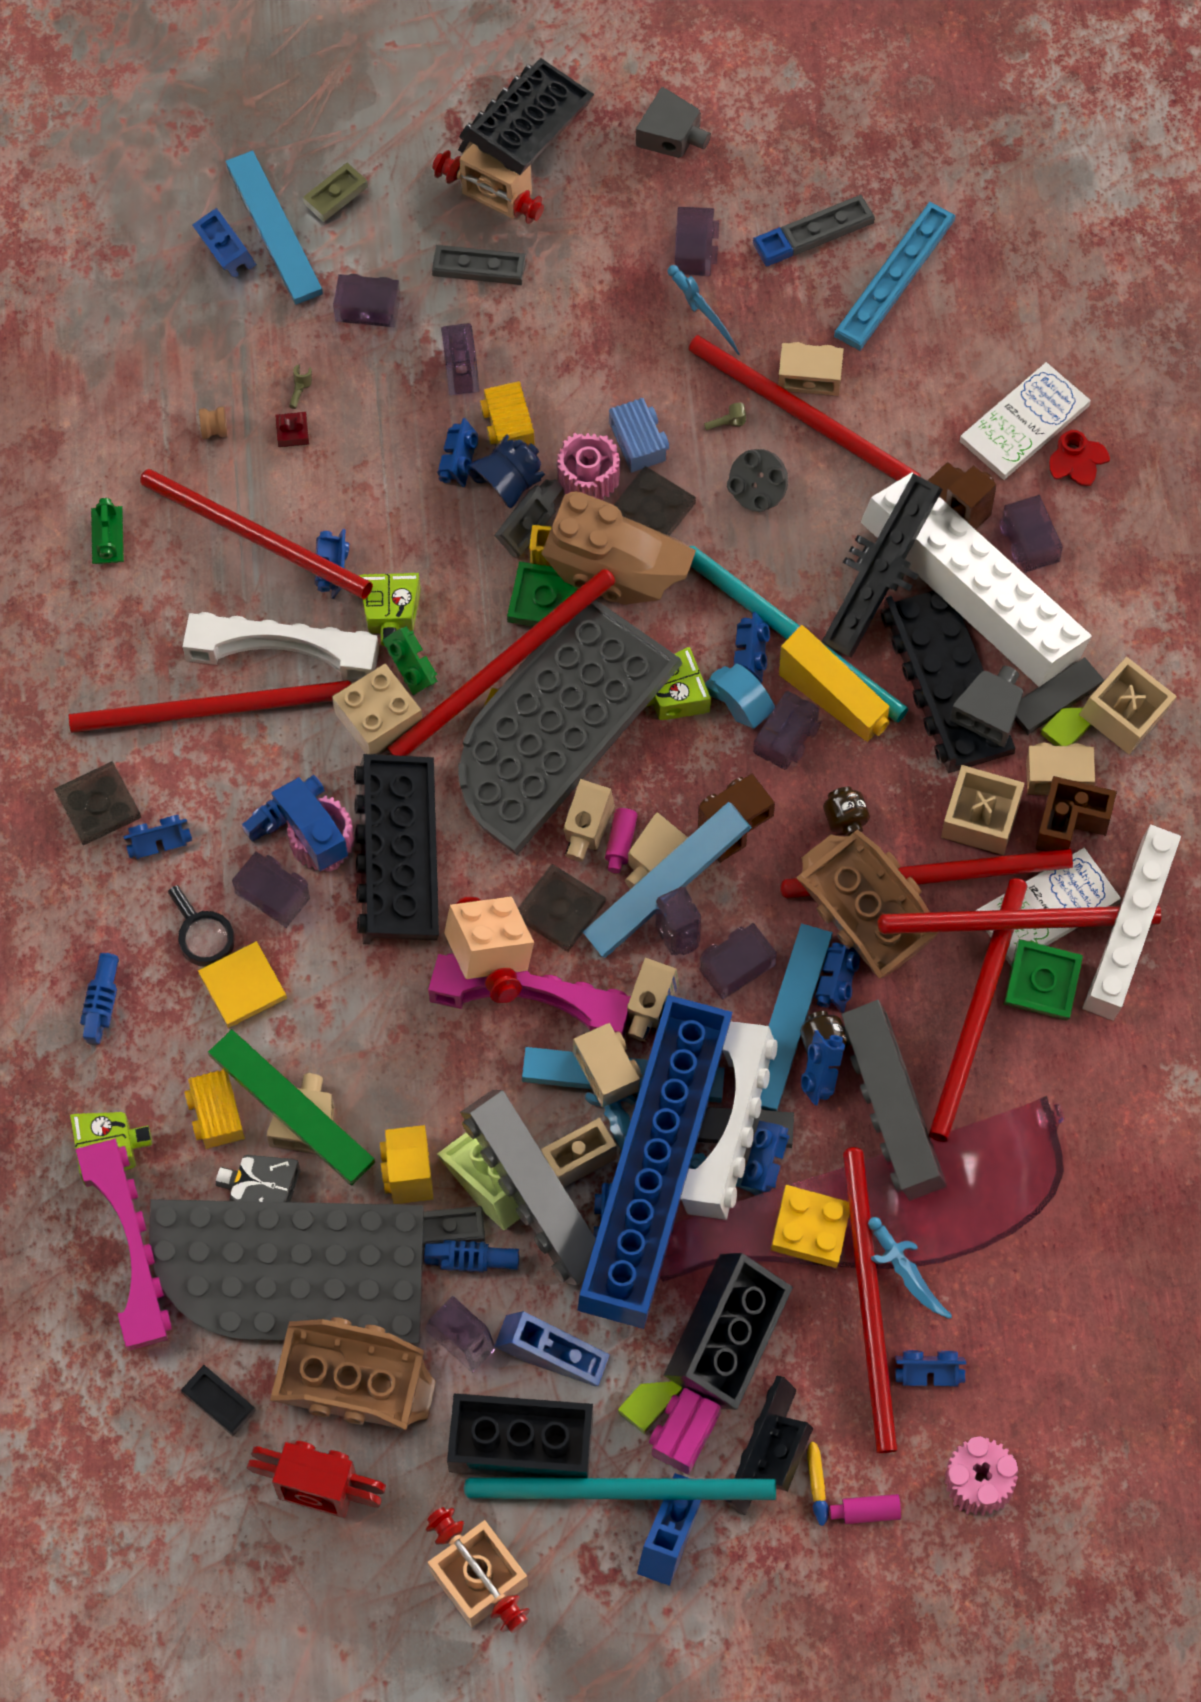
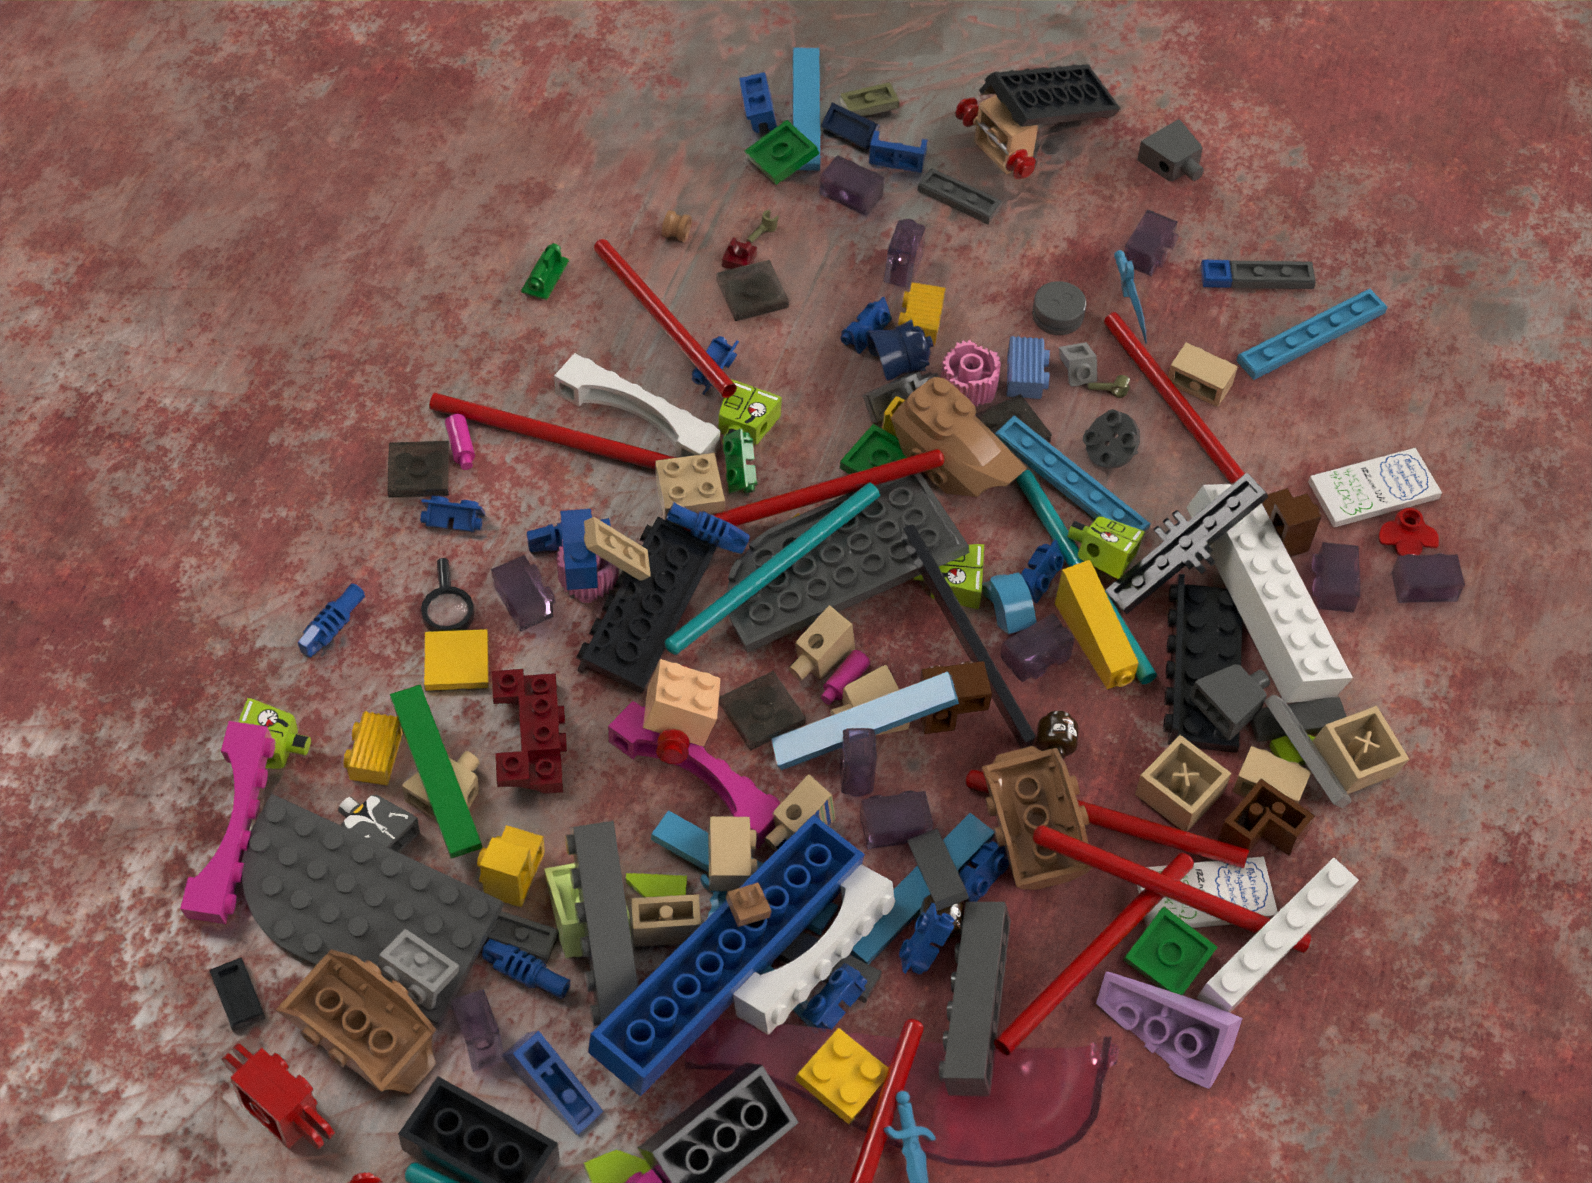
camera: 20 degrees right, 10 degrees down
(122, 755) = (460, 440): none -> dark pink cylinder
(278, 292) = (781, 152): none -> green plate
(326, 463) = (752, 290): none -> clear smoke plate
(330, 231) = (849, 125): none -> dark blue tile
(352, 811) = (616, 548): none -> tan plate
(358, 1013) = (539, 761): none -> dark red bracket
(379, 1303) = (417, 968): none -> light grey bracket
(394, 243) = (897, 155): none -> blue hinge
(419, 744) = (709, 528): none -> blue hinge
(501, 760) = (771, 569): none -> teal piece
(554, 1123) = (657, 884): none -> lime tile
(638, 353) = (1059, 308): none -> dark grey head
(655, 1109) = (748, 904): none -> medium nougat tile
(687, 406) = (1080, 363): none -> light grey bracket
(719, 749) = (967, 635): none -> black tile
(738, 539) = (1066, 475): none -> dark azure tile
(801, 994) = (938, 869): none -> dark grey tile
(804, 595) = (1107, 544): none -> lime torso
(1079, 1046) = (1181, 1030): none -> lavender wedge
(1081, 727) = (1308, 751): none -> light grey tile
(1114, 498) = (1427, 578): none -> clear purple brick

